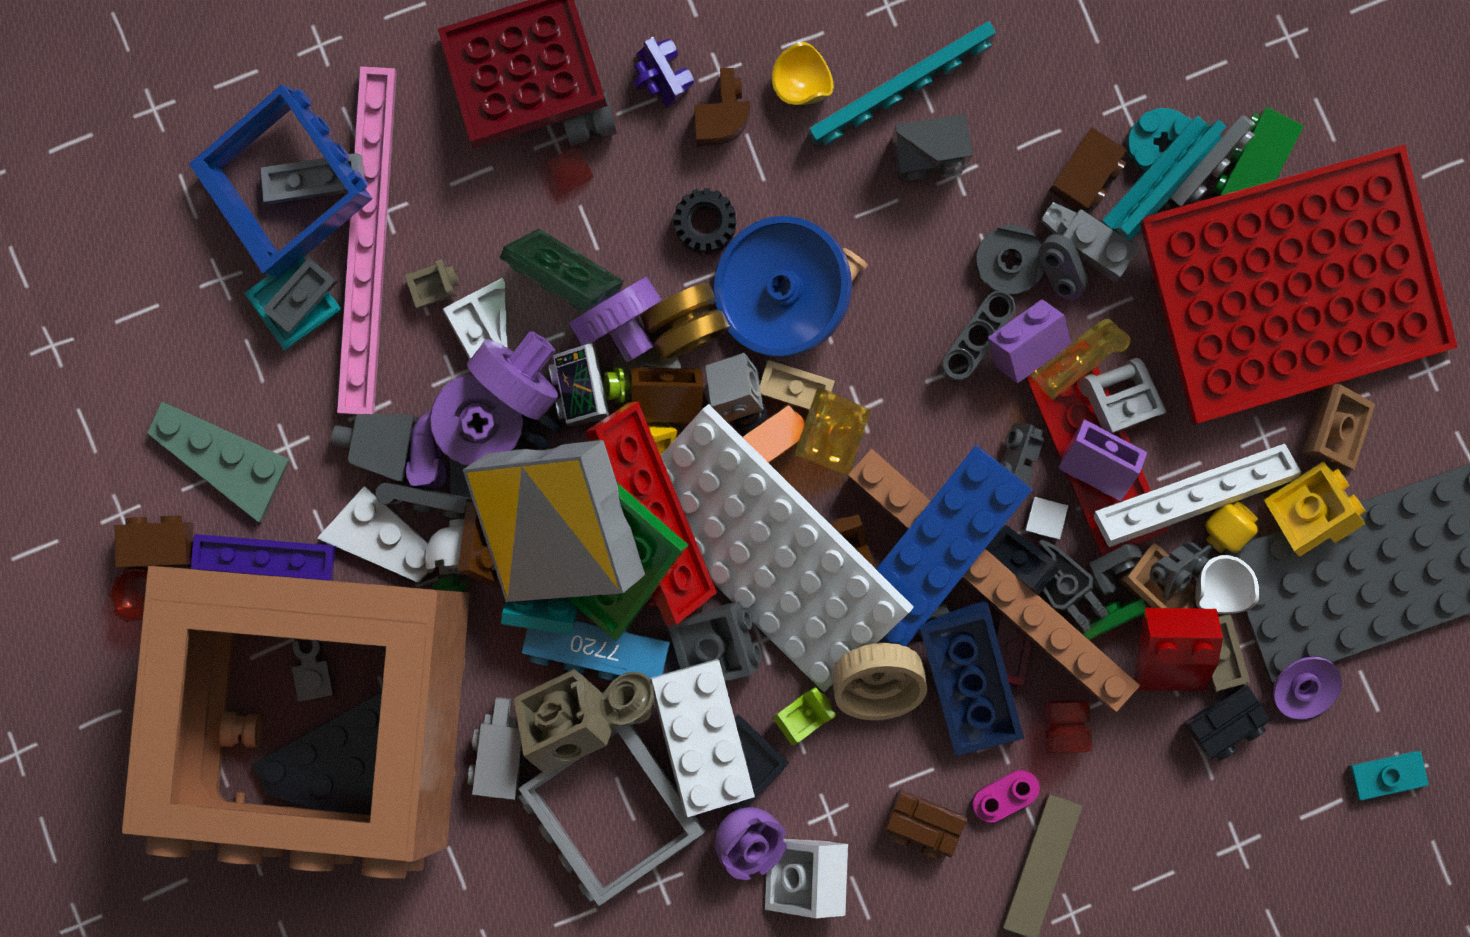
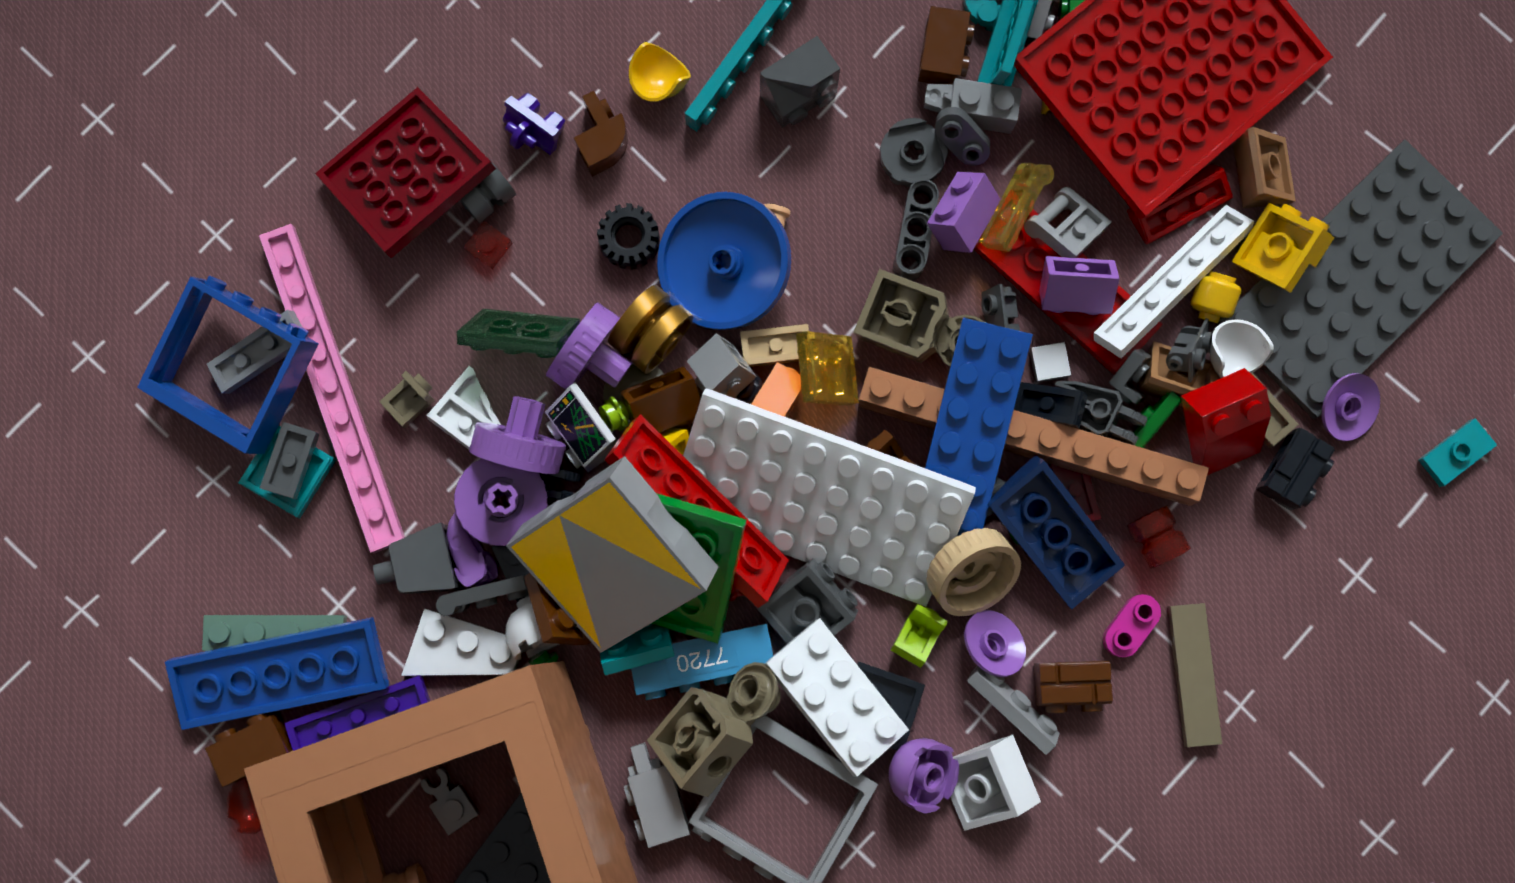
camera: 30 degrees left, 5 degrees down
(207, 486) = (277, 673): none -> blue plate
(861, 820) = (1016, 709): none -> light grey plate
(880, 752) = (995, 643): none -> medium lavender dish
(931, 420) = (908, 319): none -> dark tan brick
(1258, 424) = (1194, 198): none -> red slope

